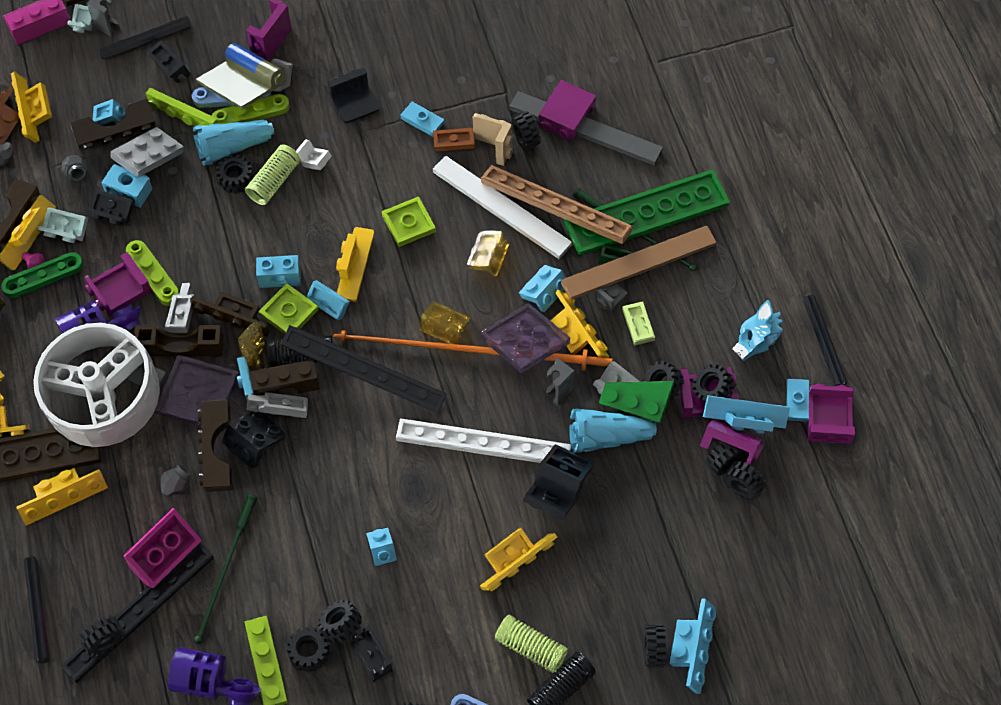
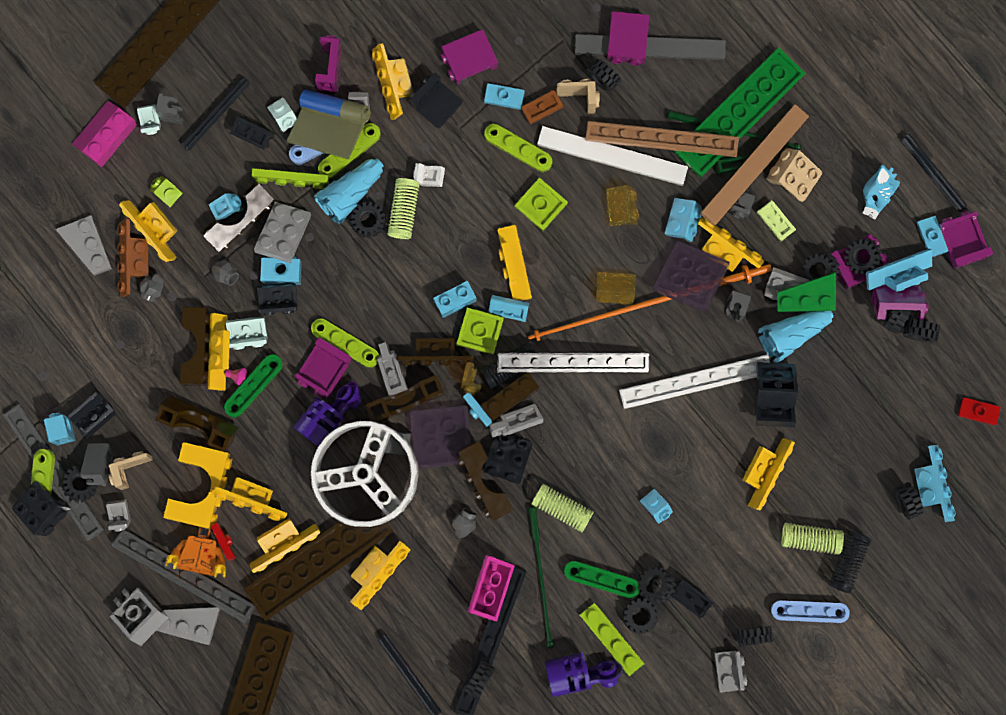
camera: 25 degrees left, 20 degrees up
(61, 81) = (165, 191): none -> lime bracket
(205, 58) = (282, 114): none -> light aqua bracket
(274, 482) = (559, 508): none -> yellowish green piece
(285, 594) = (601, 579): none -> green plate
(325, 67) = (393, 79): none -> yellow bracket
(405, 71) = (468, 56): none -> magenta panel
(413, 167) = (518, 148): none -> lime plate
(679, 288) = (795, 173): none -> tan bracket
(775, 590) = (979, 411): none -> red plate

